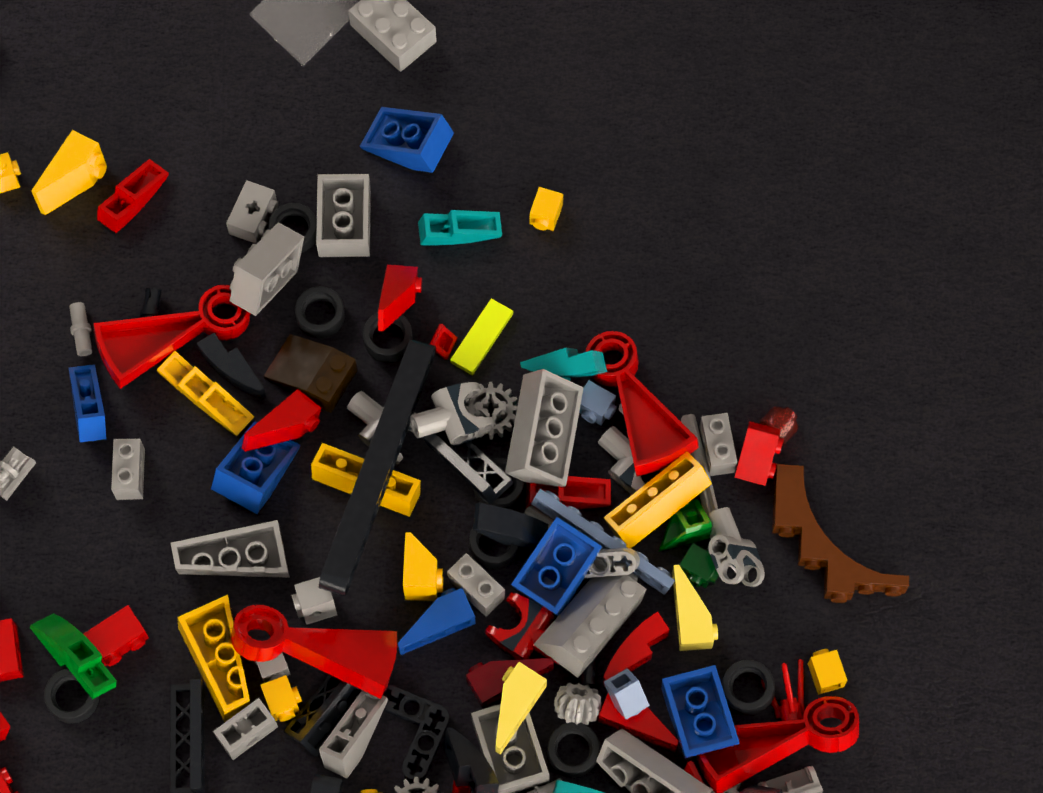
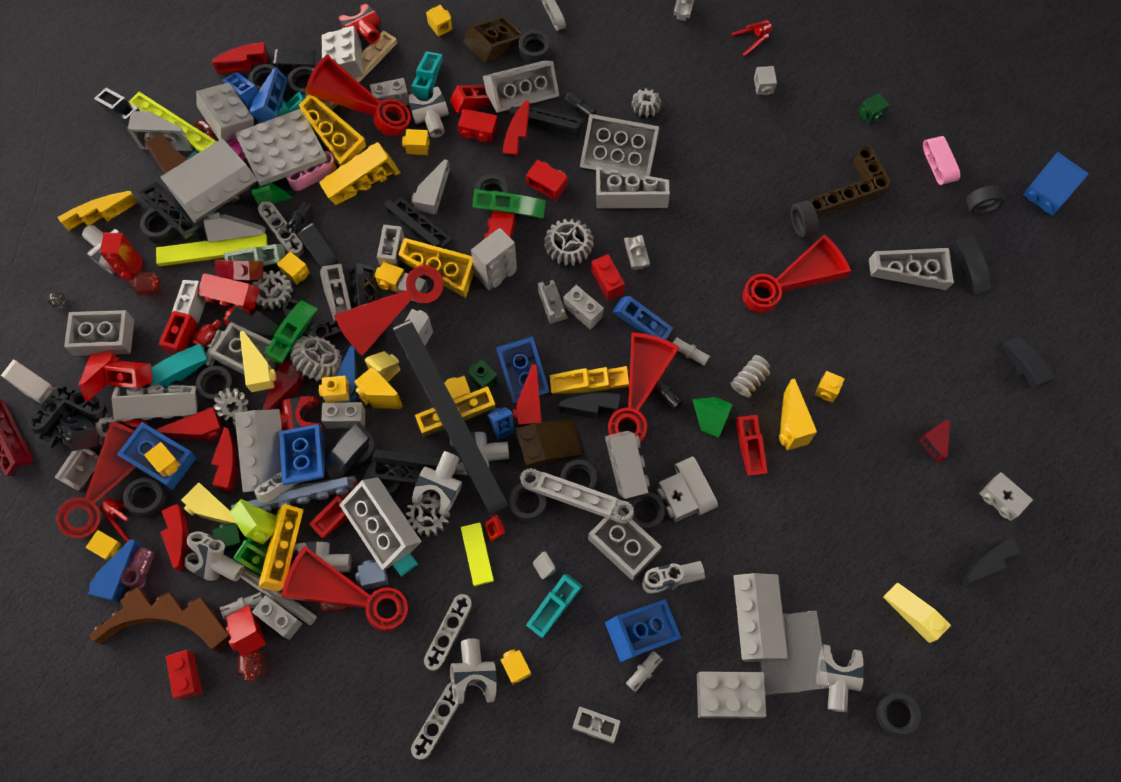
camera: 135 degrees right, 0 degrees up
(50, 557) = (571, 250): none -> light grey gear
(57, 249) = (751, 376): none -> light grey piece
(69, 476) = (607, 277): none -> red brick
(131, 250) = (712, 414): none -> green slope
(133, 762) = (431, 189): none -> light grey slope
(151, 508) = (552, 302): none -> light grey hinge
(160, 590) = (494, 259): none -> light grey brick
(214, 220) = (697, 484): none -> light grey beam
(235, 552) = (484, 316): light grey wedge -> none
(299, 55) = (760, 617): none -> light grey slope
(301, 495) = (482, 375): none -> dark green brick
(334, 420) = (501, 422): none -> blue slope
(335, 502) = (457, 387): none -> yellow brick
(336, 146) = (682, 573): none -> light grey connector
(341, 287) = (577, 495): none -> light grey plate
(387, 596) = (384, 364): none -> light yellow slope
(398, 293) = (544, 526): red slope -> none
(432, 268) = (544, 565): none -> light grey slope
(441, 714) = (290, 331): none -> green slope
(443, 107) = (644, 671): none -> light grey pin
(445, 668) = (315, 357): none -> light grey gear
(460, 605) = (334, 389): none -> yellow brick
(527, 102) = (596, 725): none -> light grey brick
(568, 363) = (405, 575): teal slope -> none
(573, 290) = (451, 633): none -> light grey beam
(587, 235) = (472, 672): none -> light grey connector
(626, 694) = (200, 422): brick -> none
(653, 229) = (434, 718): none -> light grey beam
(661, 547) = (253, 521): none -> lime slope
(698, 684) = (162, 460): none -> yellow brick
(740, 489) = (231, 608): none -> light grey pin
(748, 617) = (176, 536): none -> red slope
(809, 619) = (138, 566): none -> clear pink piece
(843, 632) = (107, 581): none -> blue slope
(848, 471) = (183, 675): none -> red brick

